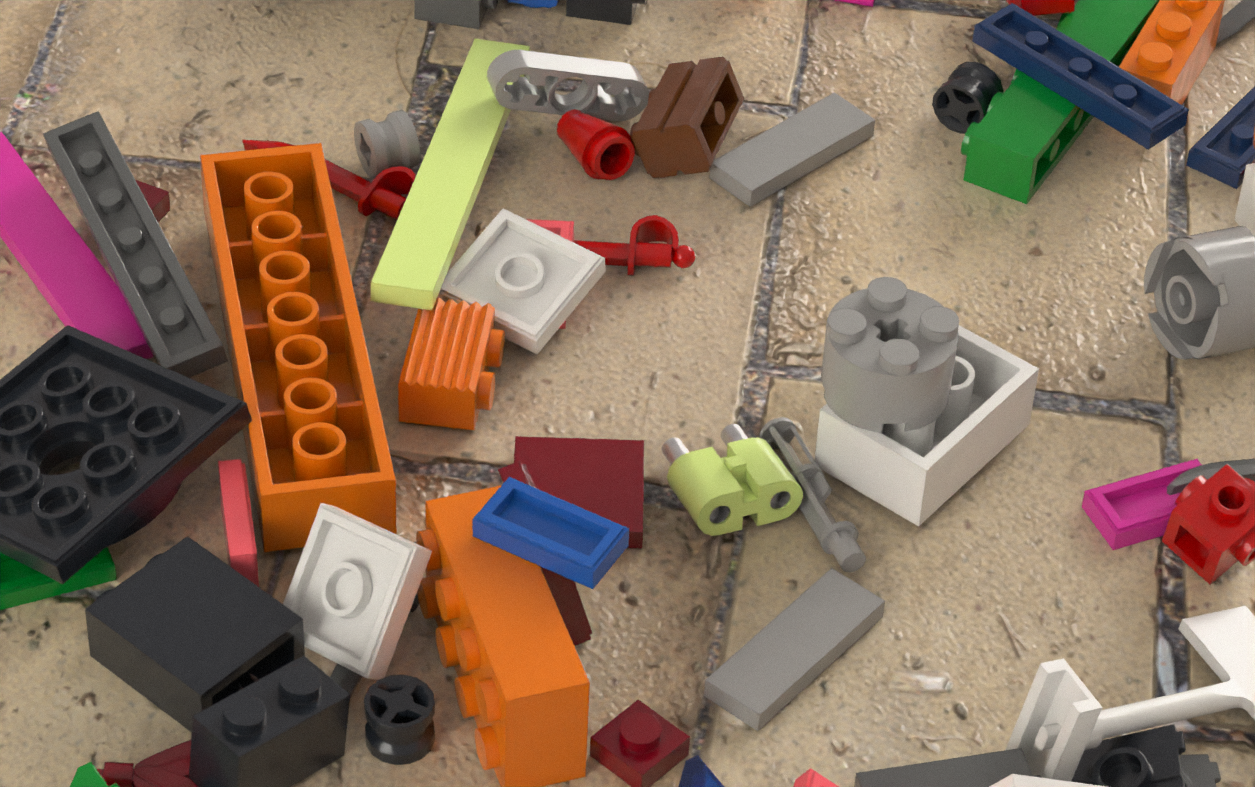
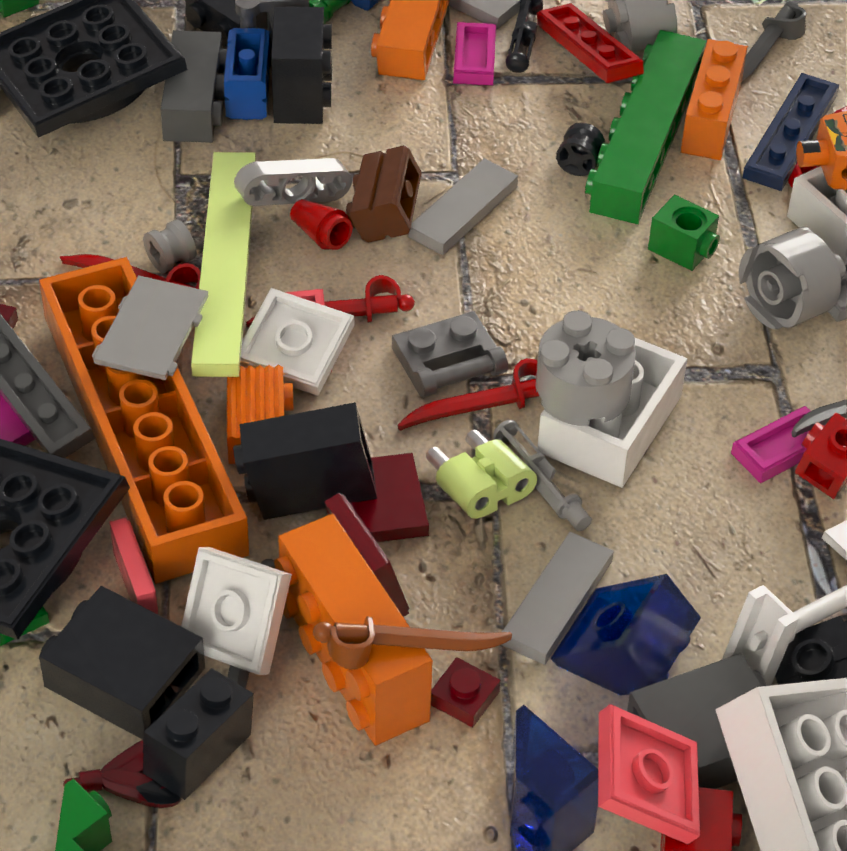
camera: 10 degrees left, 5 degrees up
(328, 230) = (151, 328): none -> light grey piece
(399, 719) = (283, 688): black wheel -> none
(485, 643) = (352, 643): none -> dark orange sword
(490, 412) = (305, 460): none -> black brick
(550, 532) = (377, 547): blue tile -> none
(725, 326) = (448, 353): none -> flat silver plate
(743, 391) = (470, 402): none -> red sword
(879, 705) = (628, 634): none -> clear blue slope
(1080, 76) = (660, 124): dark blue tile -> none
(1082, 219) = (684, 232): none -> green brick

